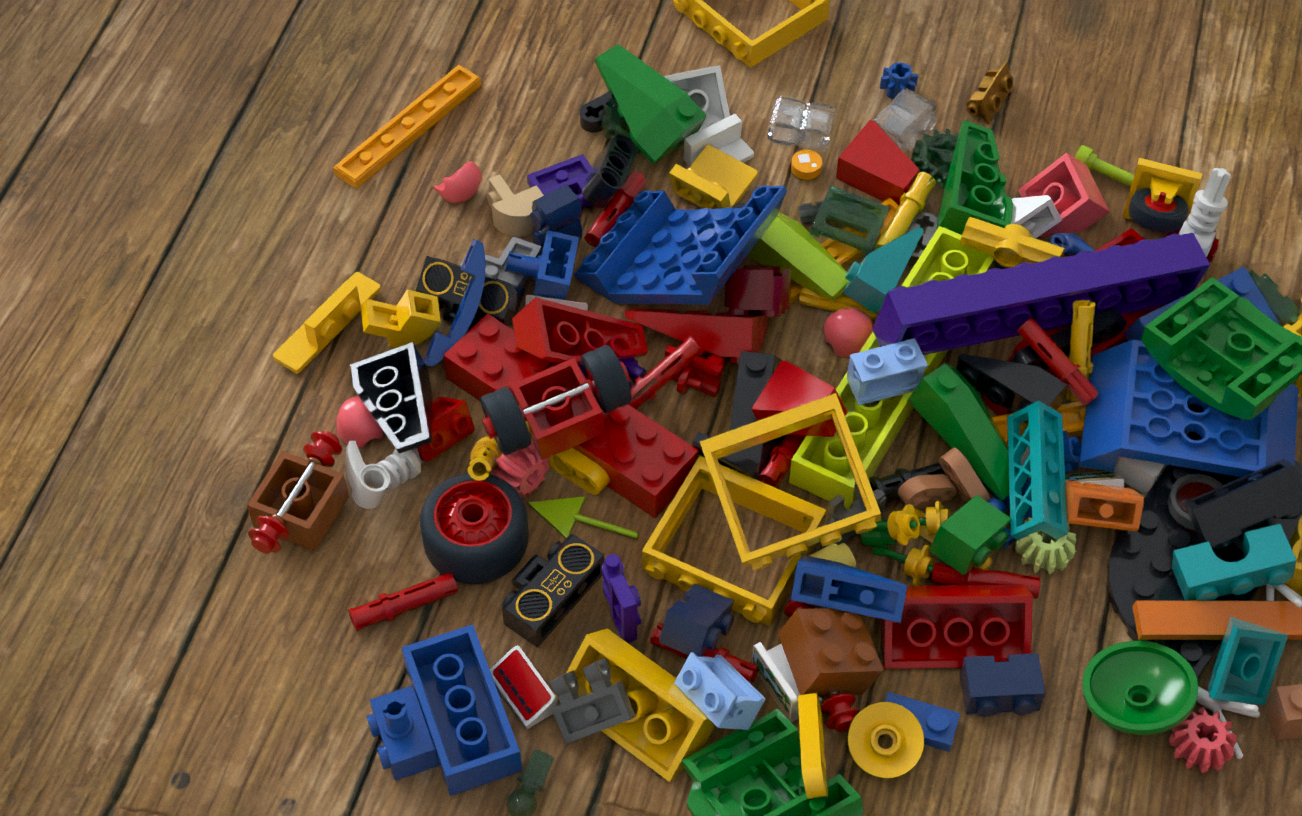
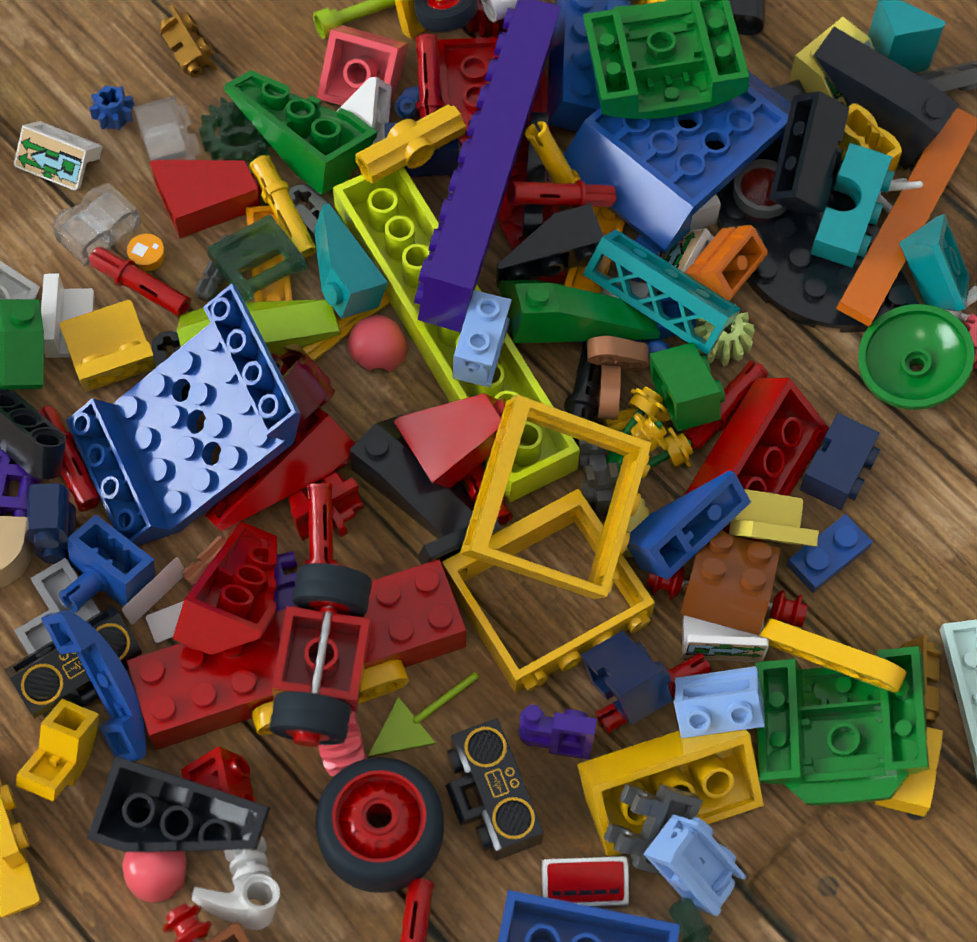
camera: 60 degrees left, 10 degrees up
(483, 463) = (306, 765): yellow pin -> none
(578, 743) = (694, 863): none -> light blue hinge
(779, 162) = (127, 274): none -> red axle
(837, 72) = (55, 154): none -> panel
(891, 721) = (855, 586): yellow dish -> none
(907, 654) = (773, 519): none -> light yellow panel
(1095, 232) = (428, 75): none -> red pin

